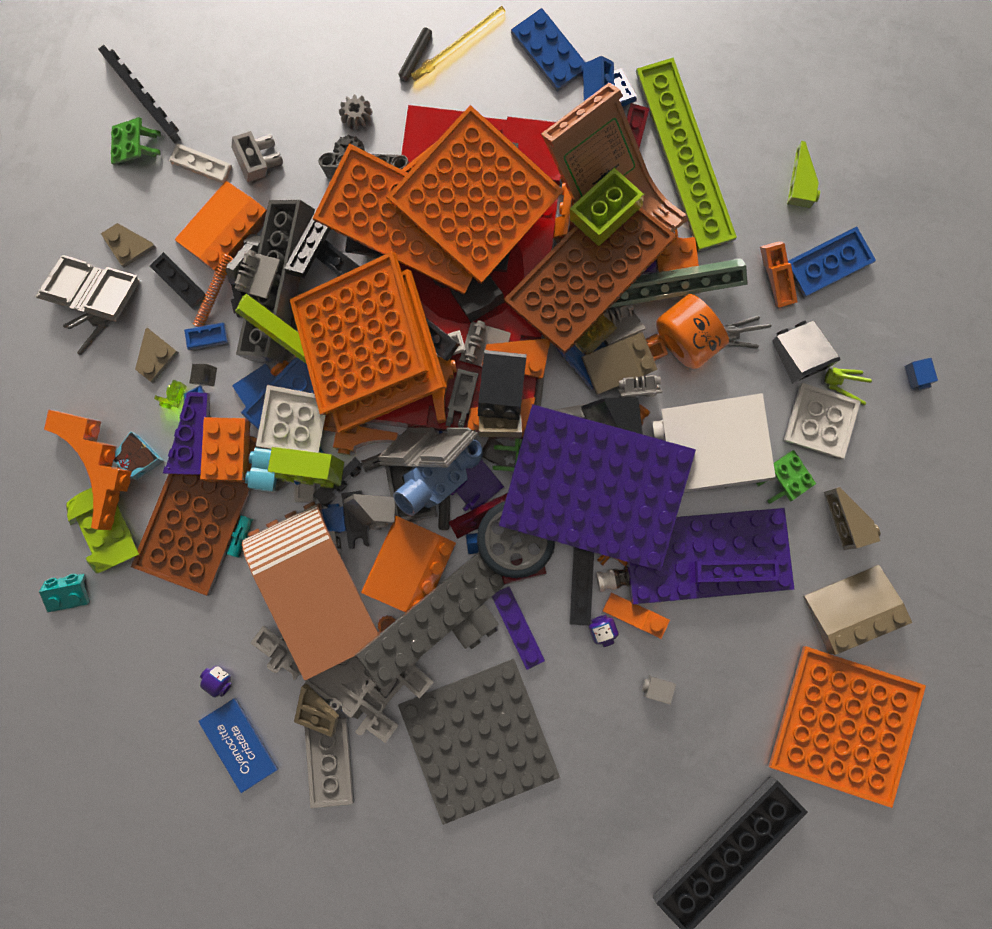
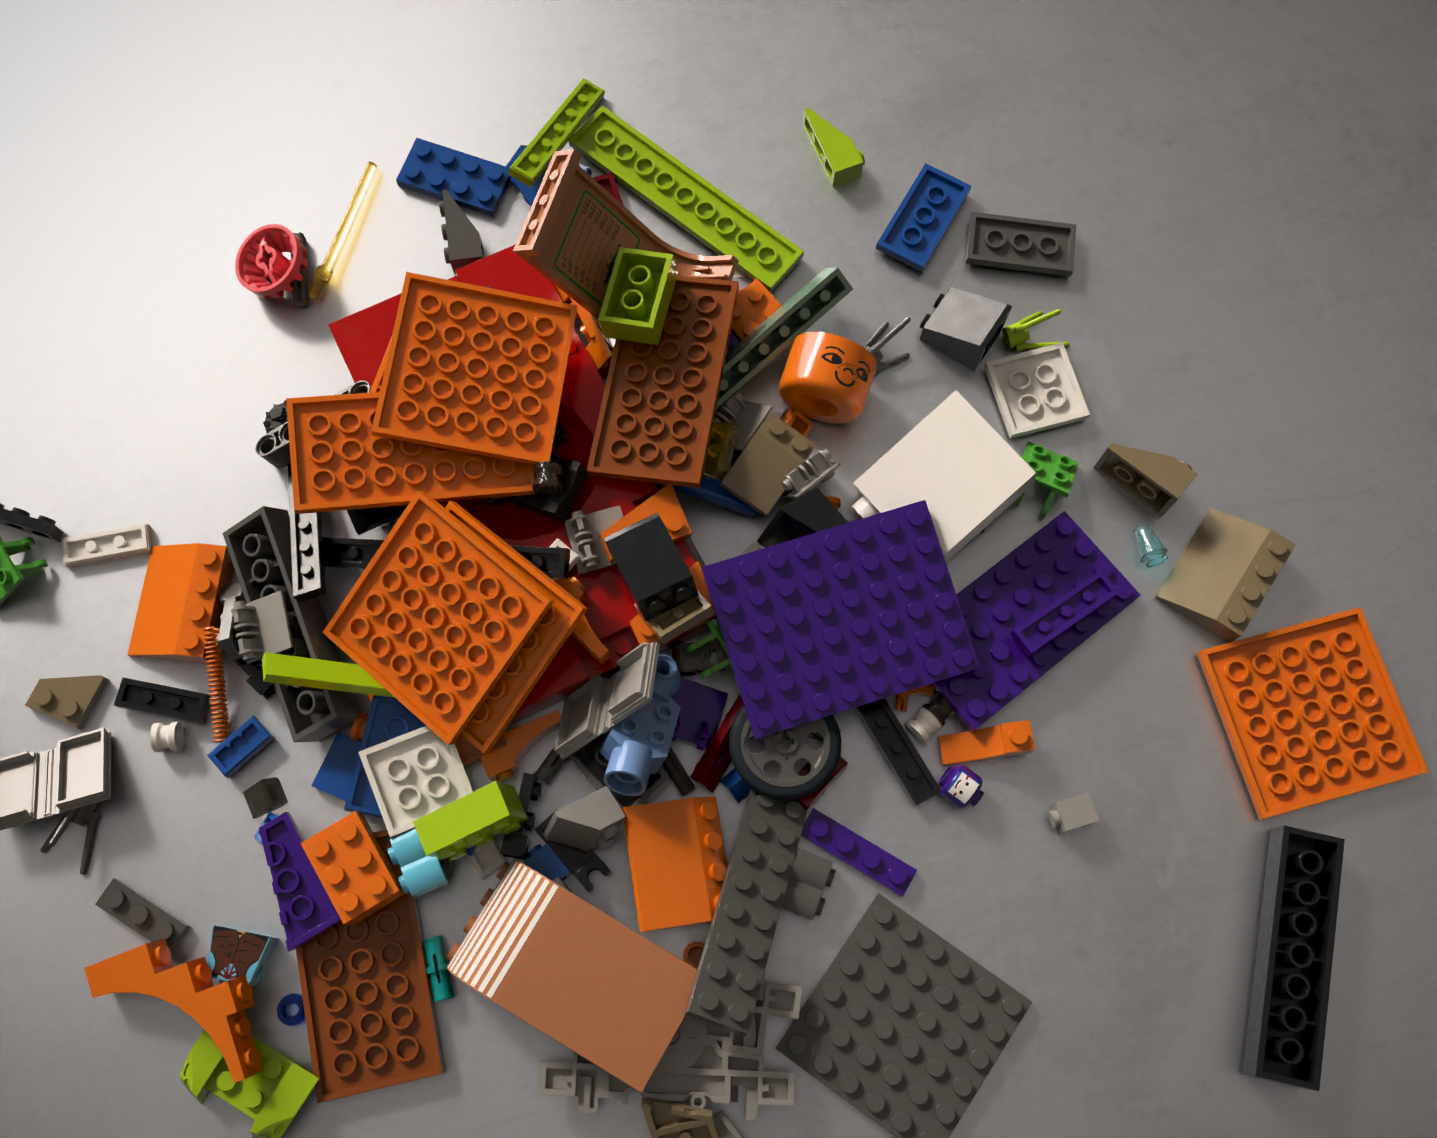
camera: 35 degrees left, 10 degrees down
(97, 398) = (142, 914): none -> dark grey plate
(142, 505) = (283, 1010): none -> clear blue plate
(153, 356) = (186, 813): dark tan wing -> none
(168, 304) = (167, 737): none -> white wheel
(174, 395) = (243, 843): clear neon green bracket -> none
(249, 157) = (166, 498): light grey brick -> none
(360, 106) = (267, 373): light grey gear -> none
(394, 41) = (262, 258): none -> coral gear
(462, 396) = (609, 613): dark grey hinge -> none
(475, 290) = (547, 478): none -> clear smoke wheel
(526, 99) = (462, 236): none -> dark grey slope
(630, 60) = (556, 132): none -> lime tile
(779, 273) = (877, 261): orange slope -> none
(822, 563) = (1149, 546): none -> clear light blue cone
(881, 319) = (1021, 244): none -> dark grey plate
(921, 374) = (1105, 274): blue brick -> none

